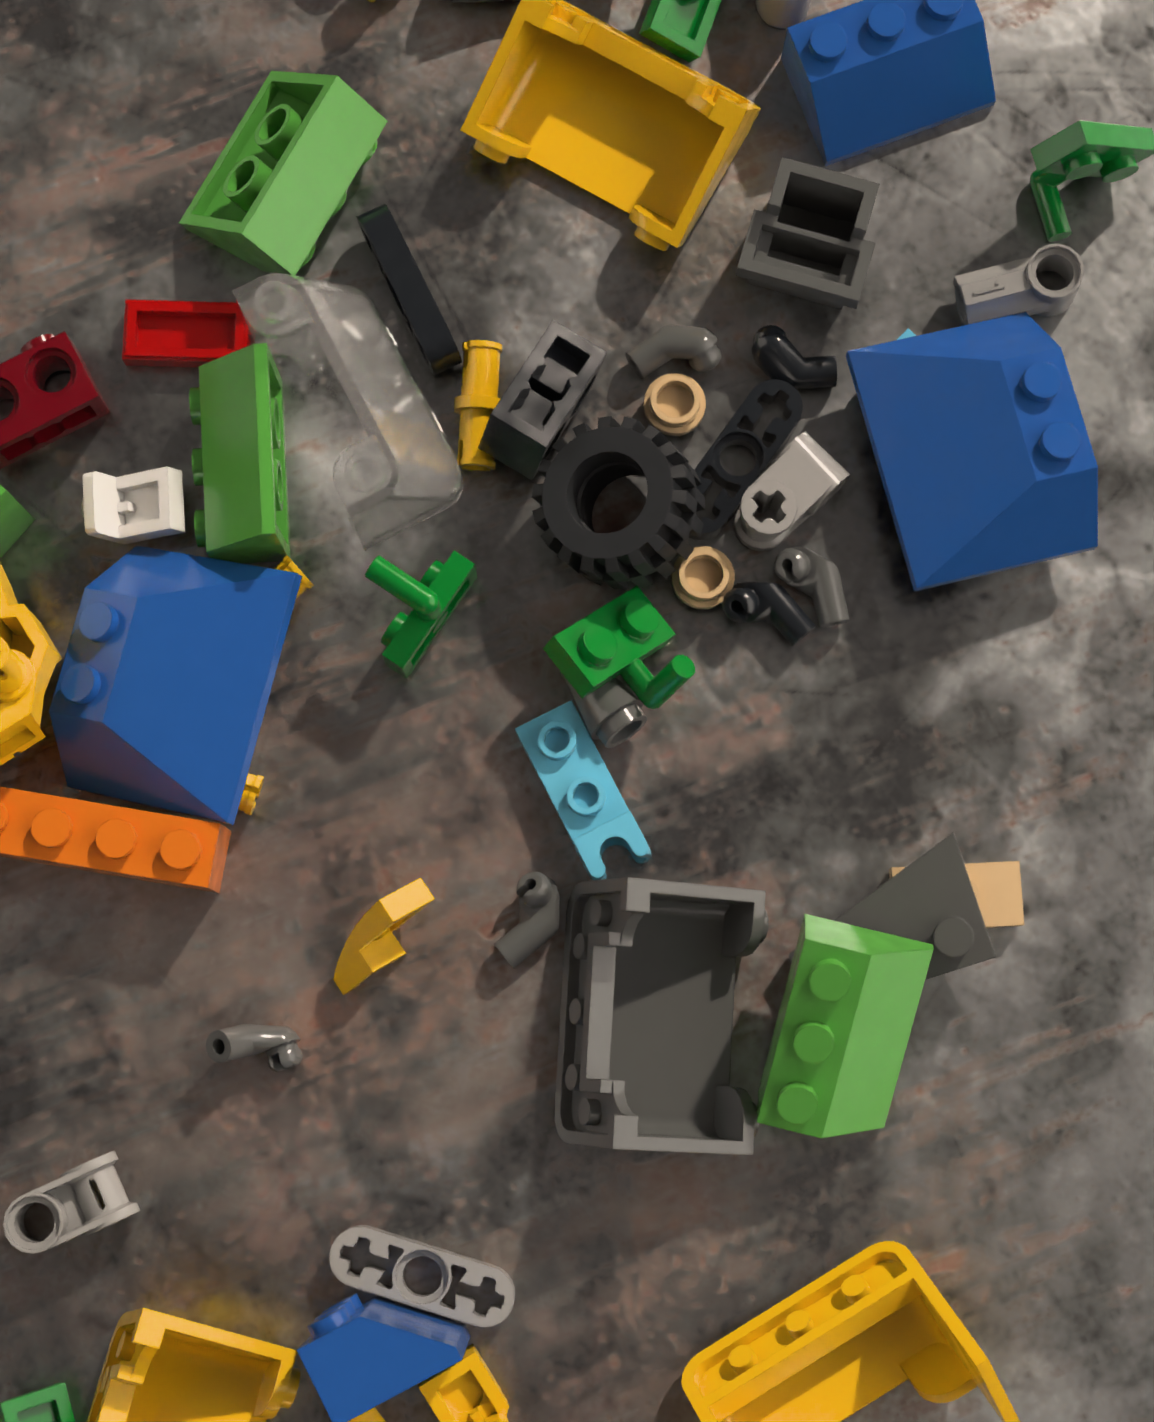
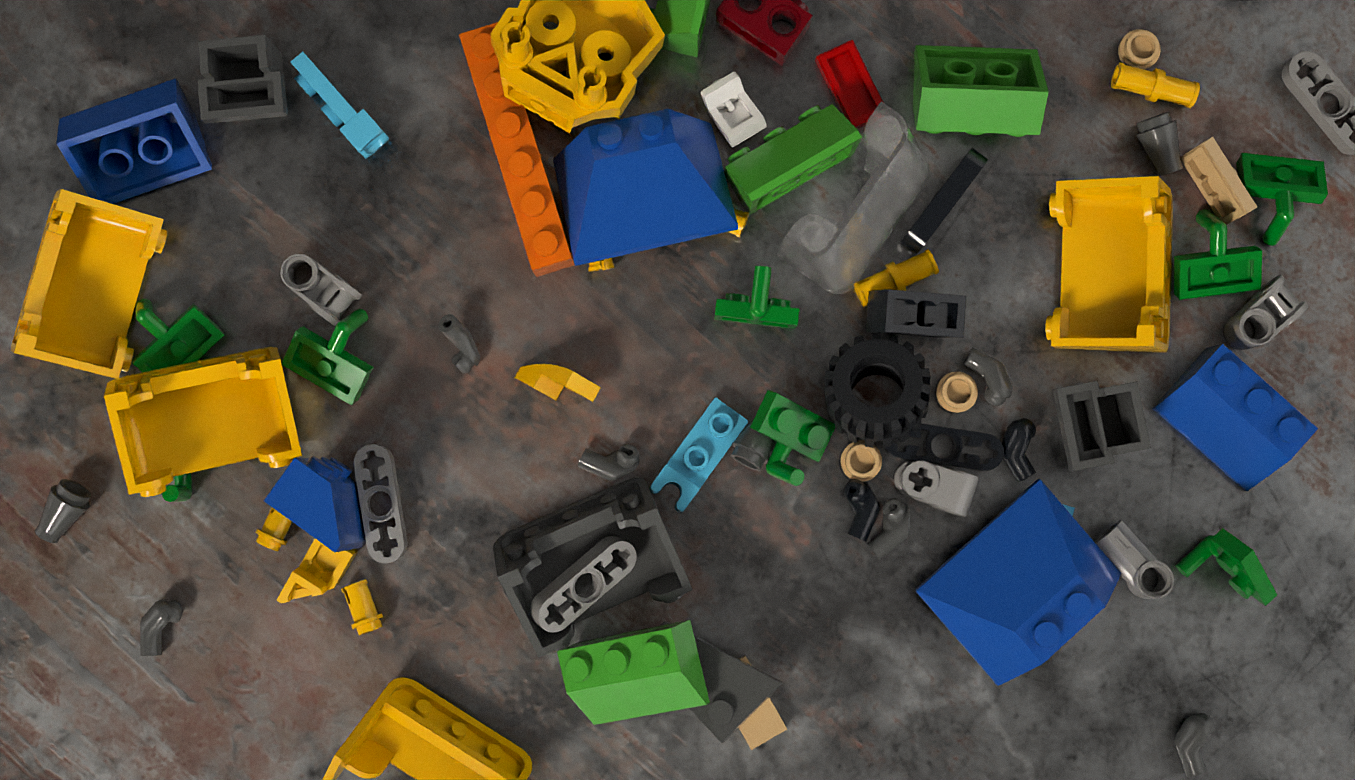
camera: 70 degrees right, 5 degrees up
(184, 1248) = (327, 362): none -> green plate
(557, 1376) = (362, 607): none -> yellow pin
(667, 1061) = (568, 612): none -> light grey beam

